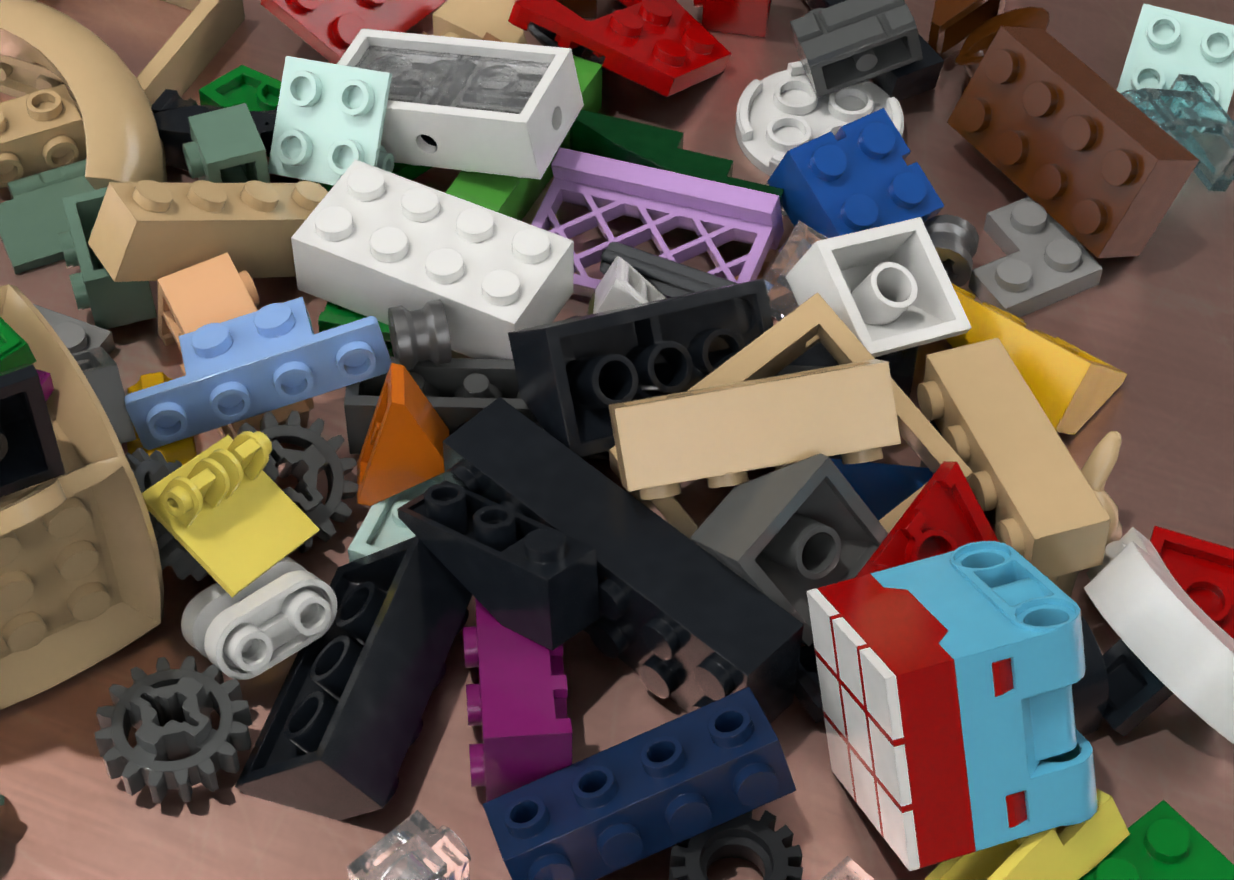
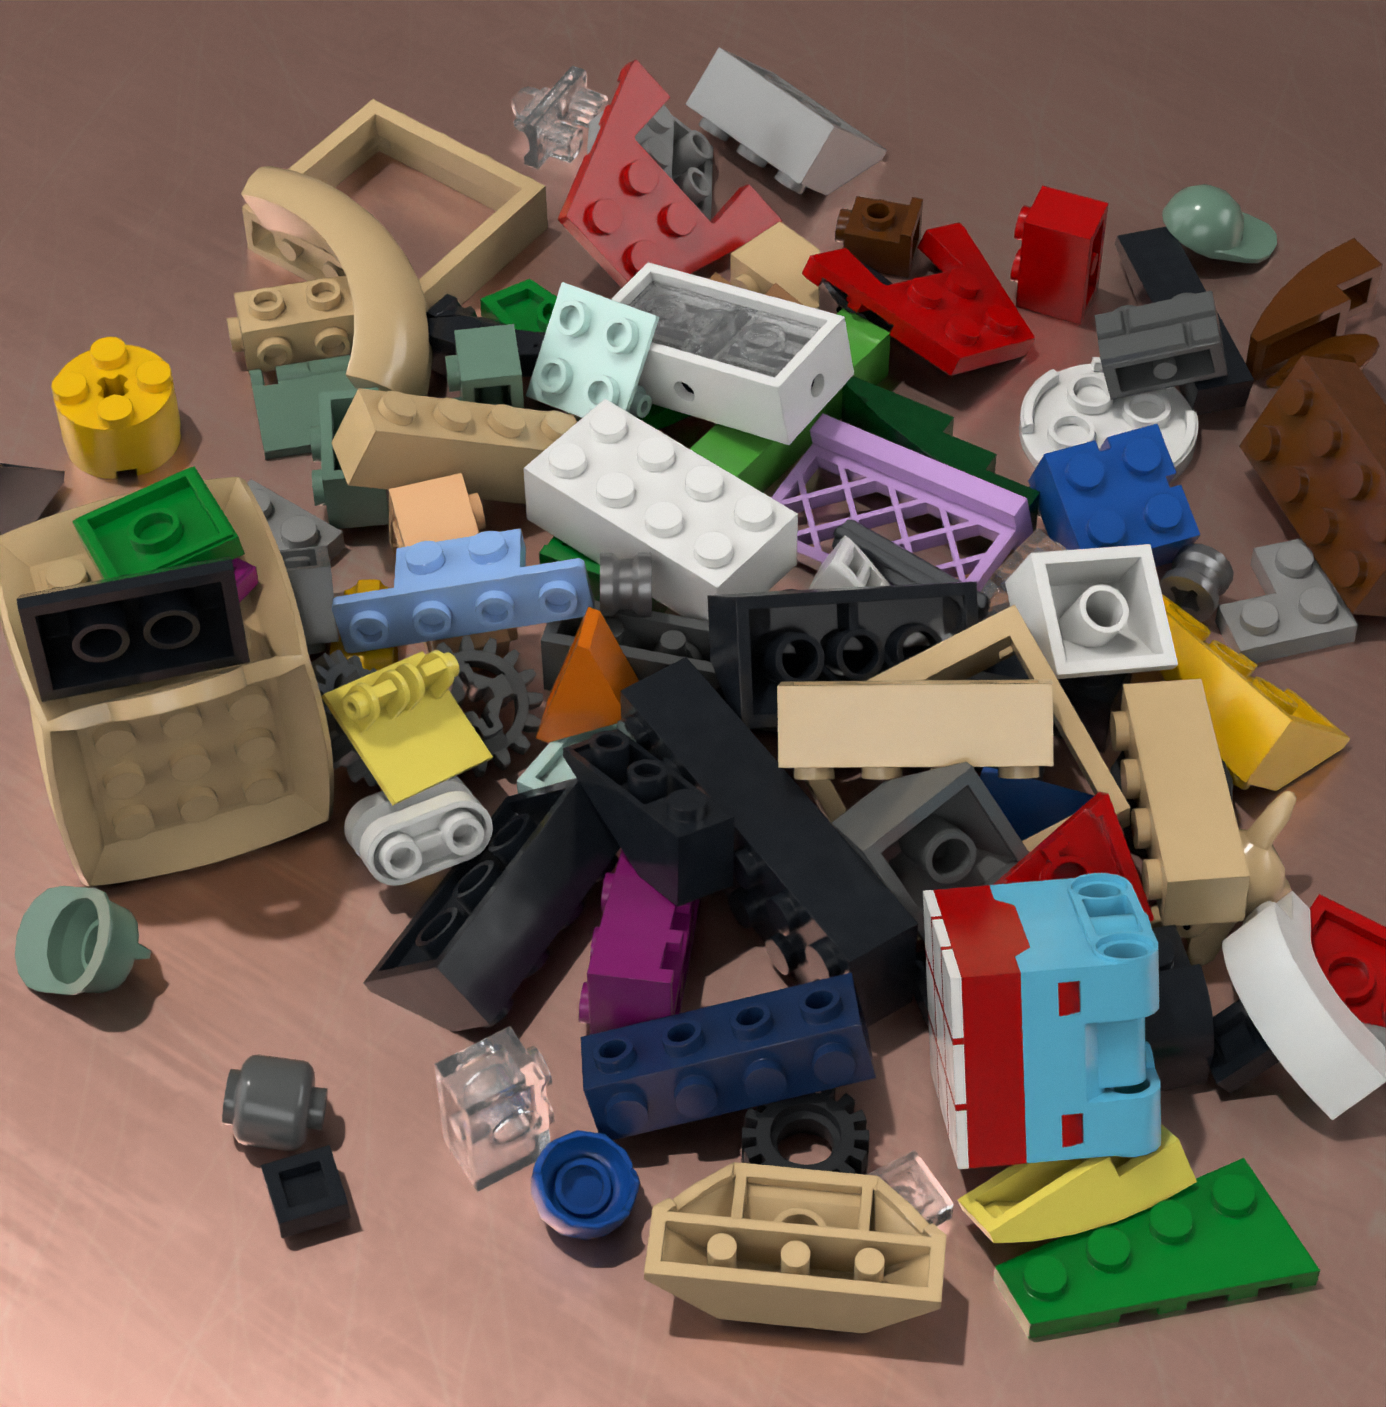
camera: 15 degrees right, 0 degrees up
(173, 729) = (317, 919): dark grey gear -> none

